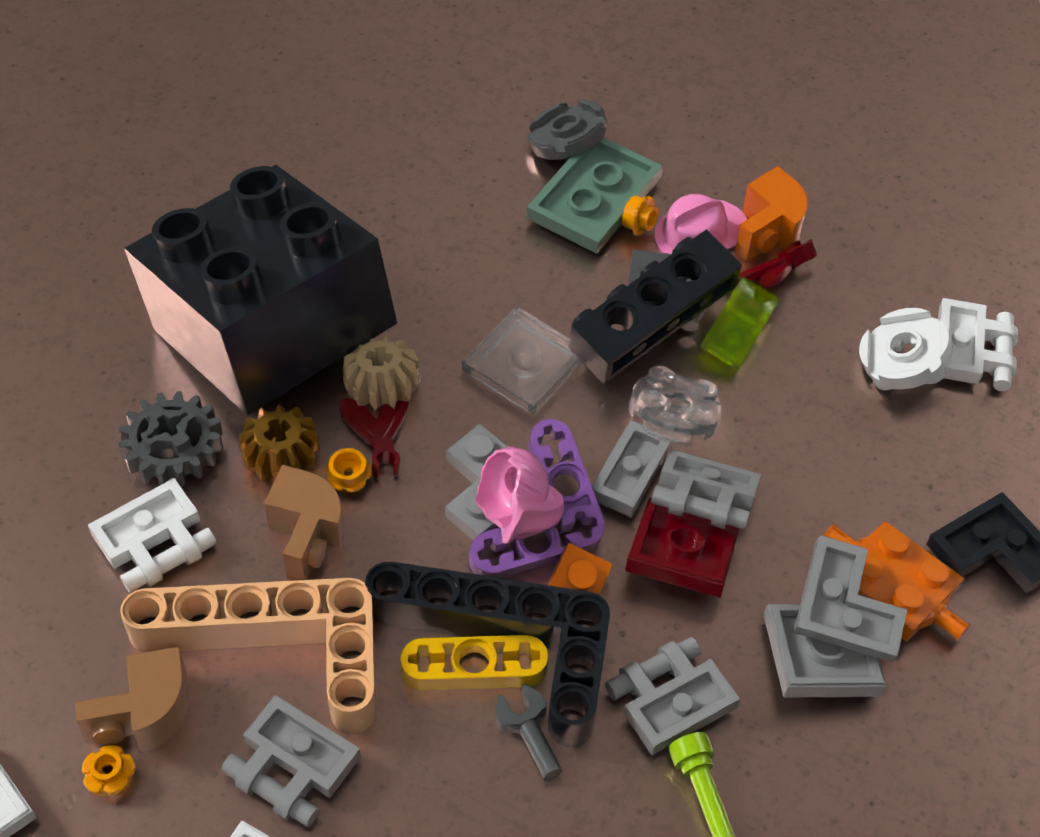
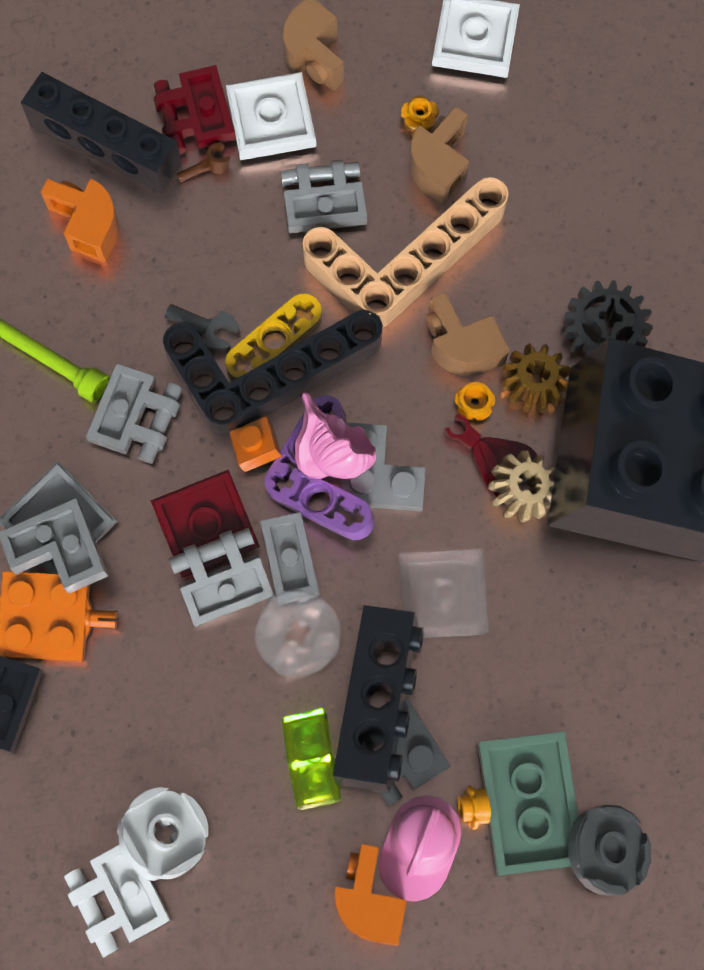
camera: 140 degrees right, 20 degrees up
(146, 523) = (559, 261): white plate -> none
(777, 269) = (326, 841): dark red piece -> none

